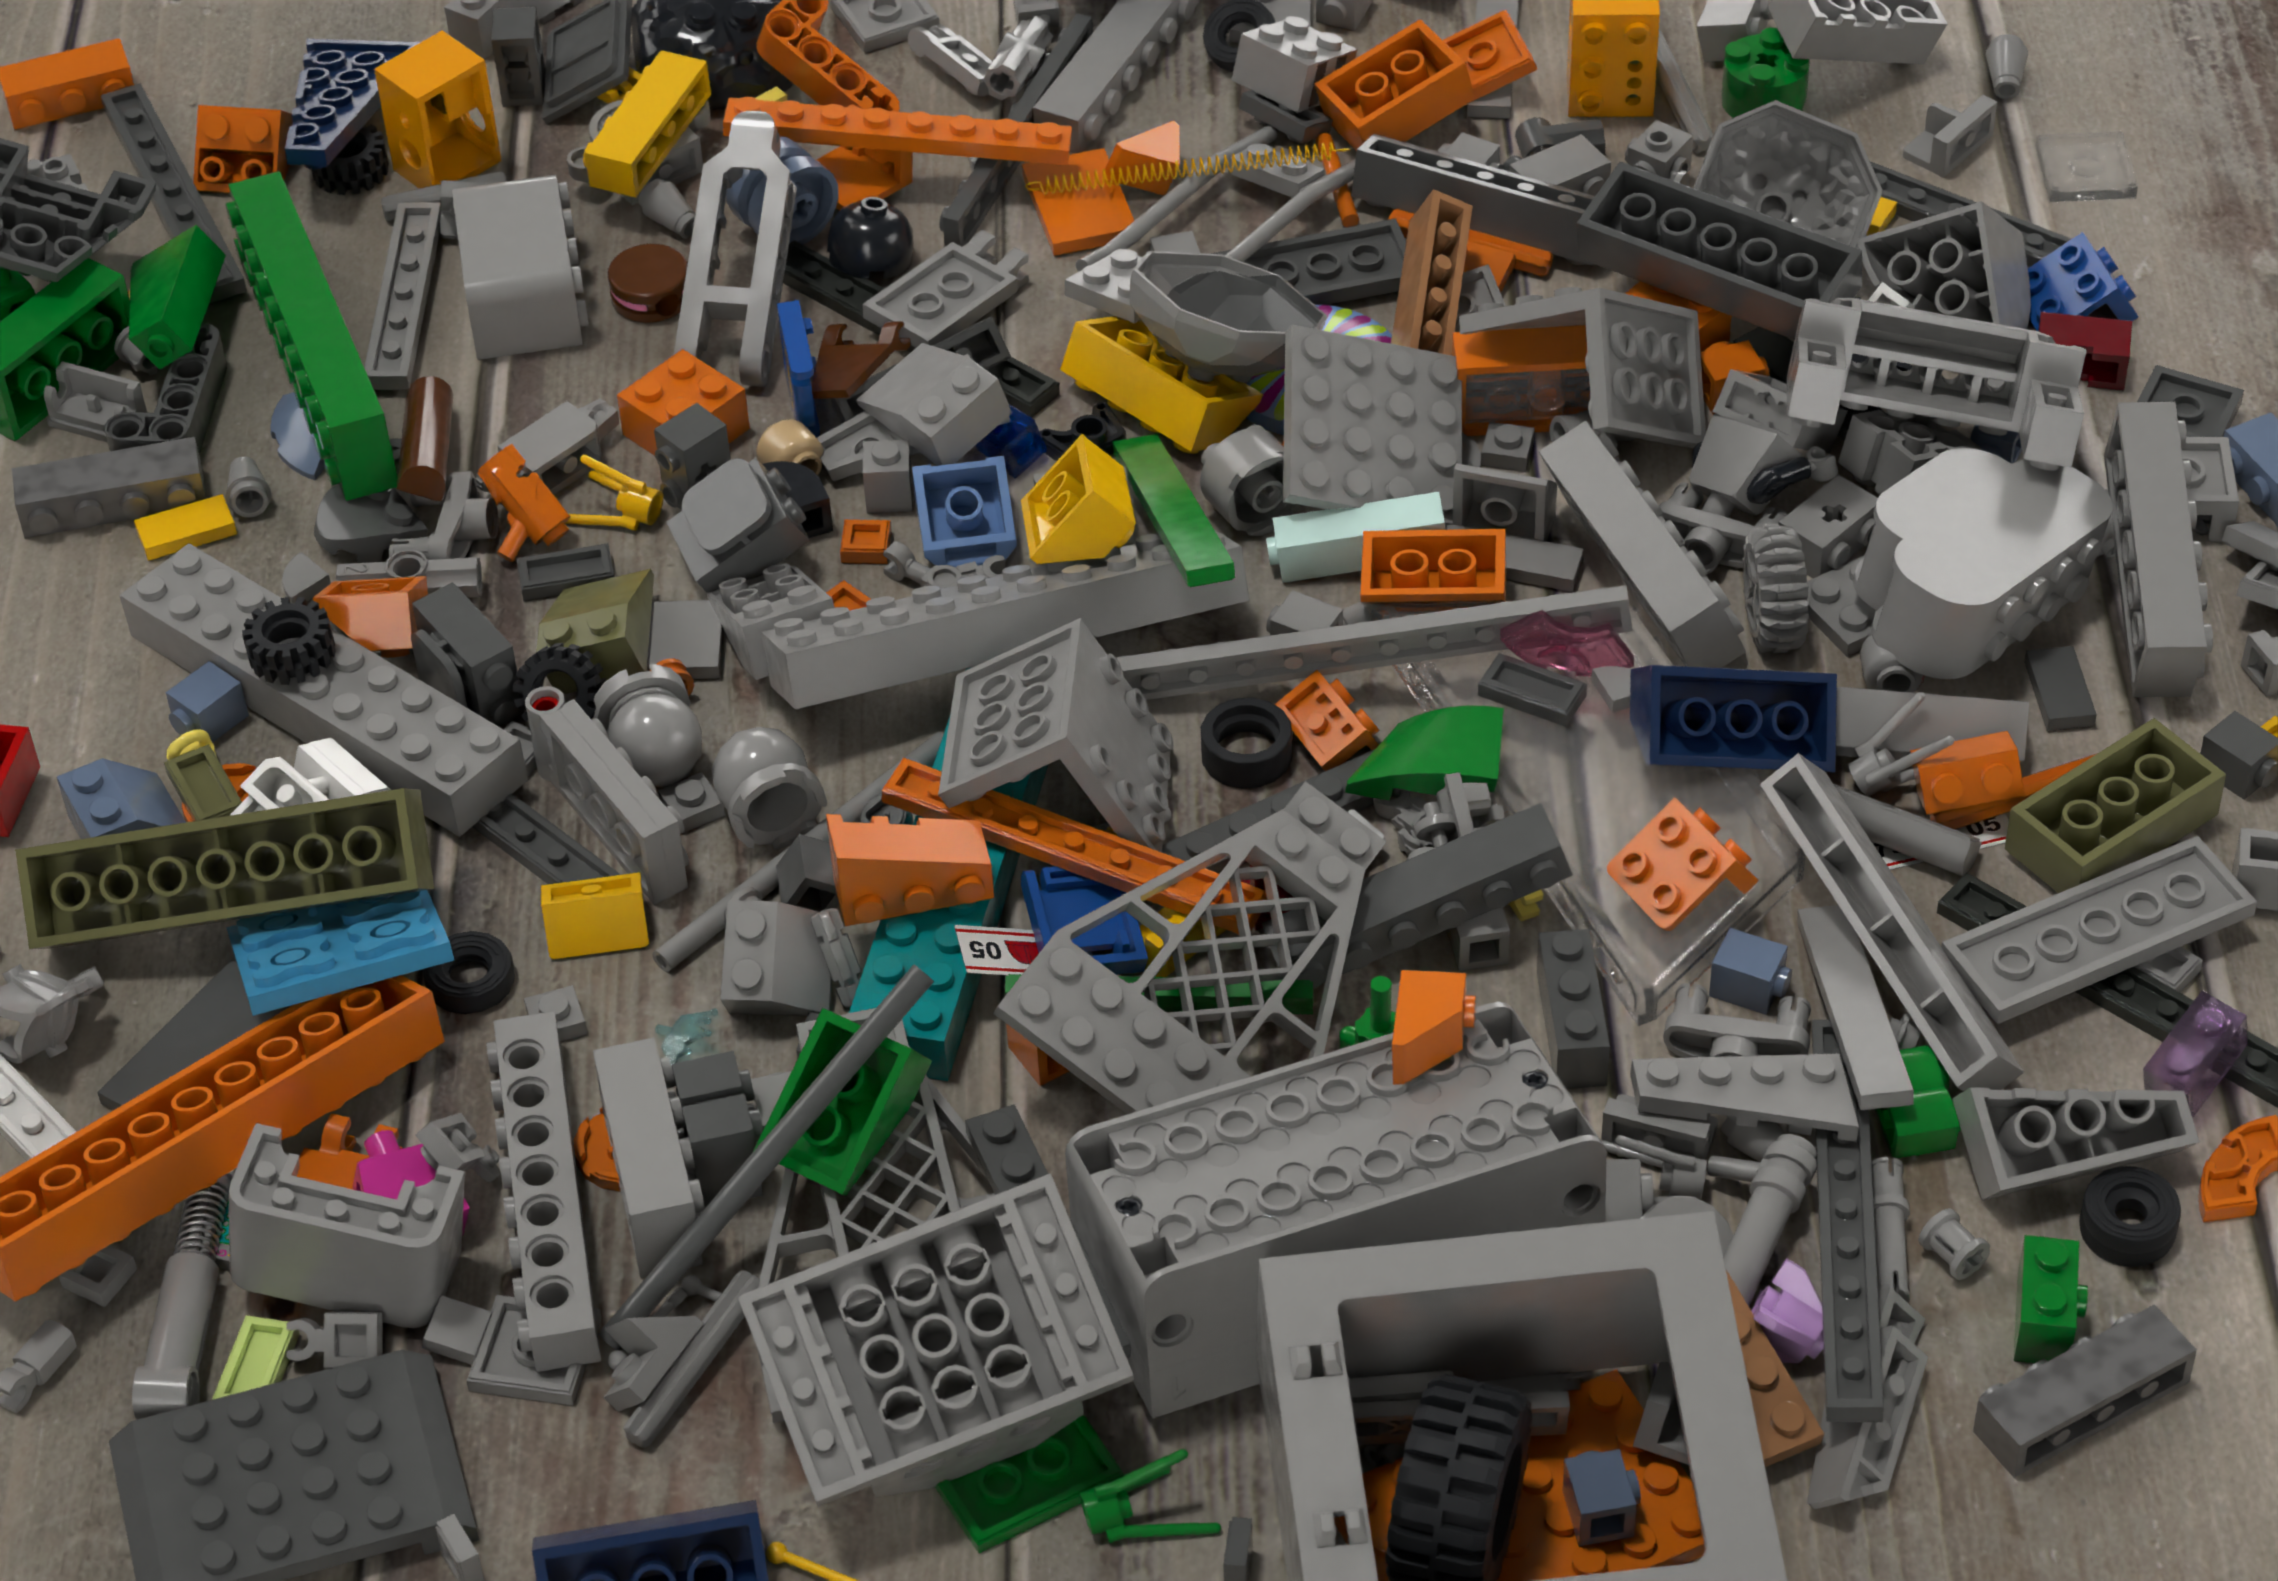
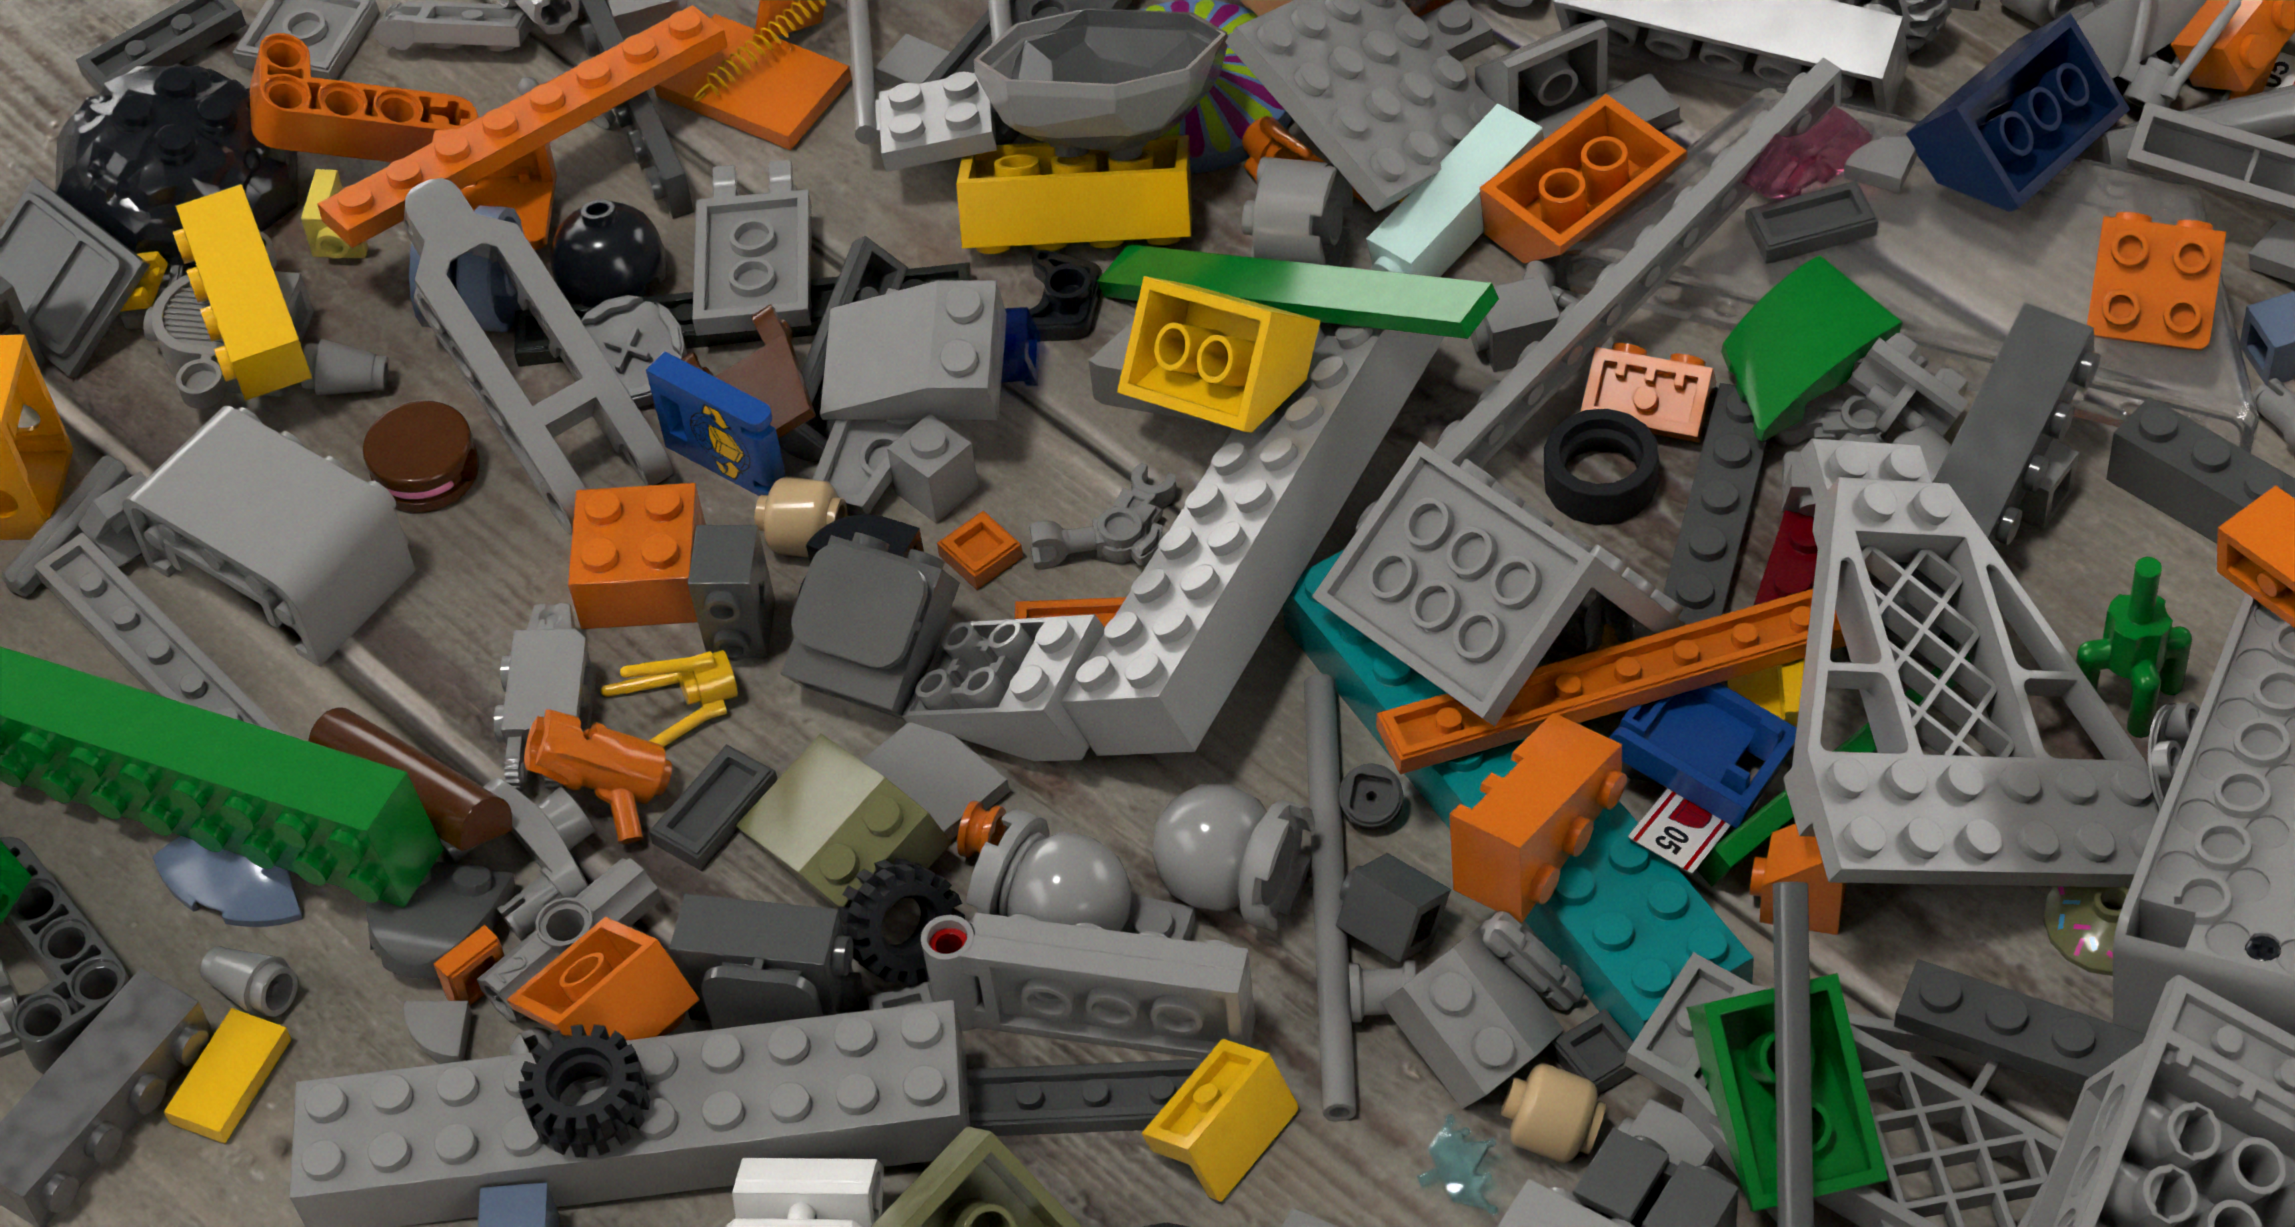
camera: 40 degrees left, 5 degrees up
(344, 551) = (466, 963): none -> orange tile
(757, 1040) = (1553, 1113): none -> tan head
(826, 295) = (632, 337): none -> light grey tile
(964, 511) = (1060, 448): medium blue slope -> none

